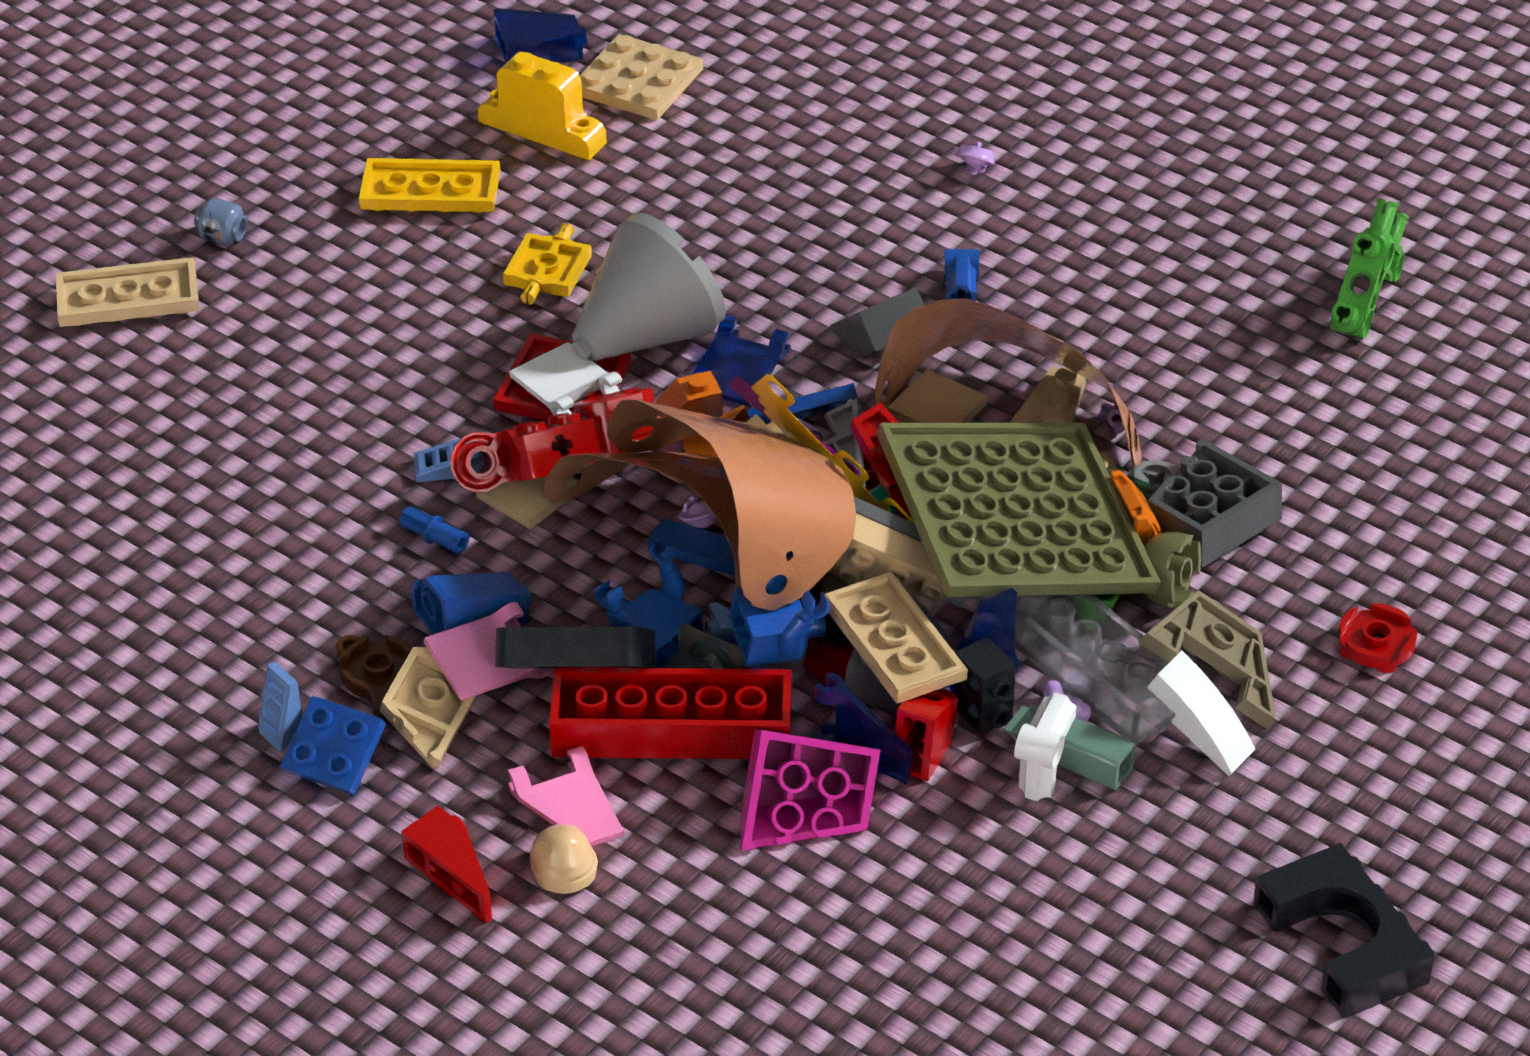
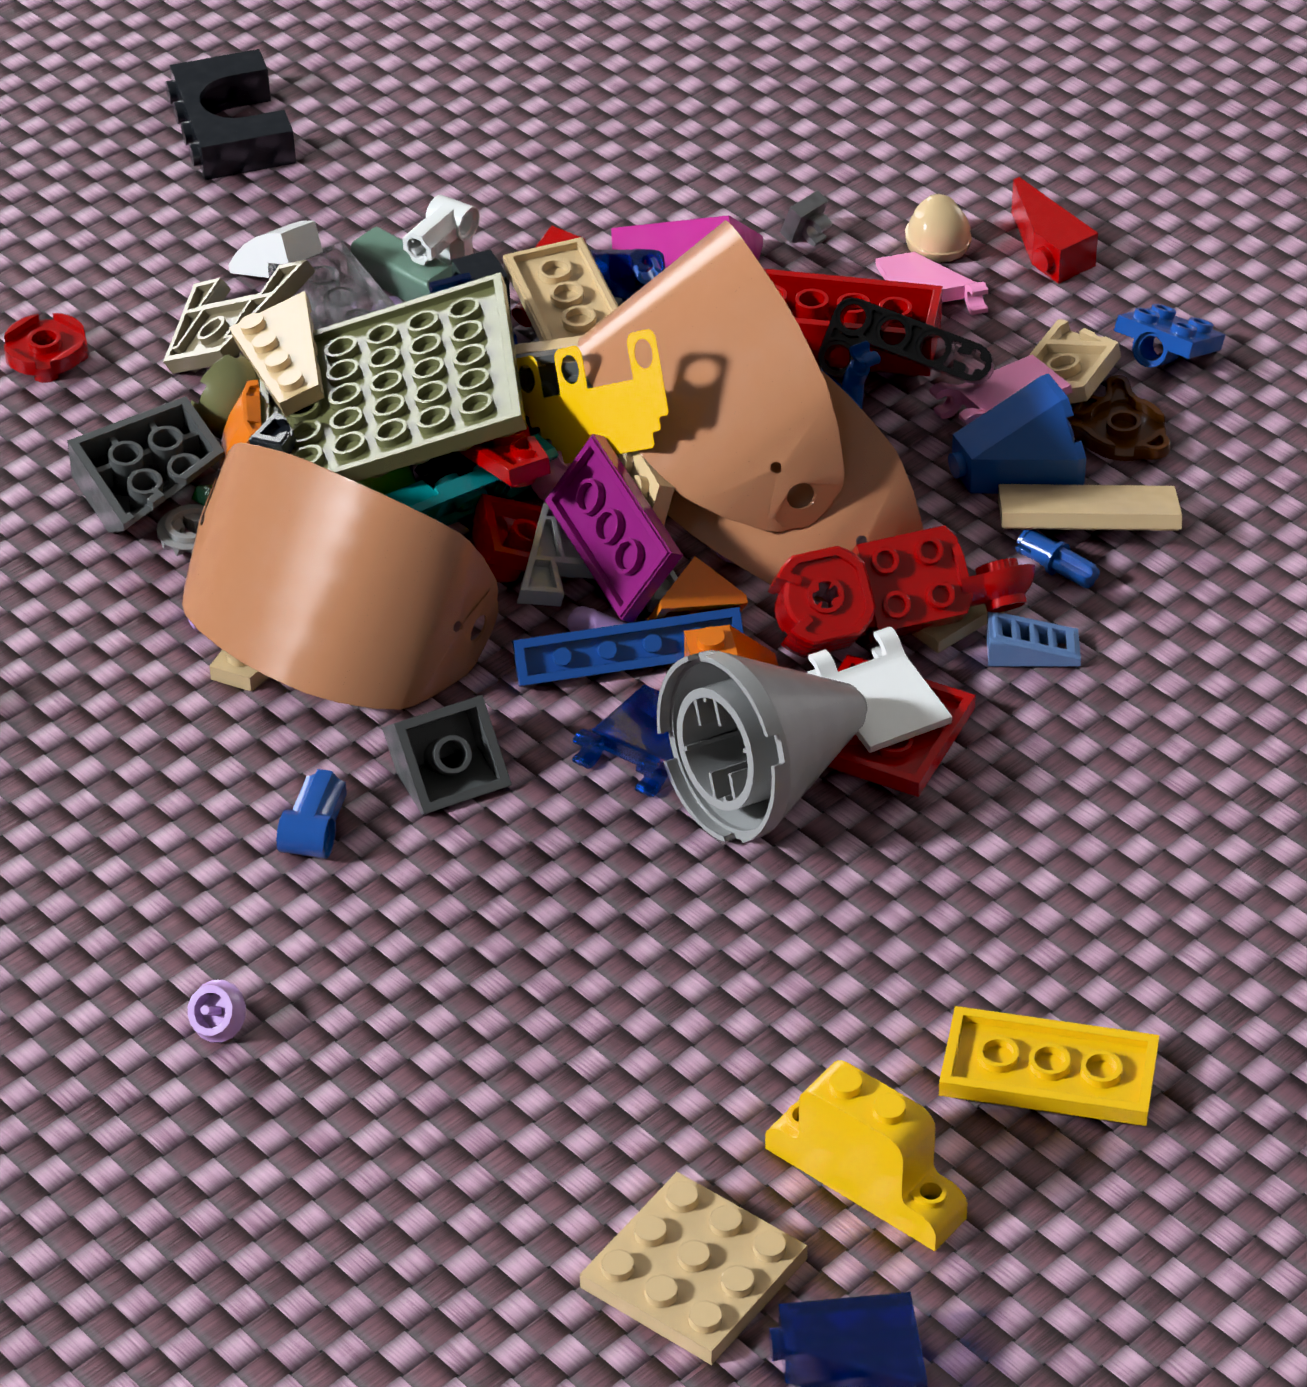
camera: 170 degrees left, 0 degrees up
(279, 707) = (1225, 357): medium blue slope -> none
(383, 564) = (1089, 507): none -> tan tile
(547, 264) = (883, 903): yellow plate -> none
(699, 851) = (807, 220): none -> flat silver tile
(1095, 464) = (275, 434): none -> black tile
(1134, 558) = (283, 352): none -> wing

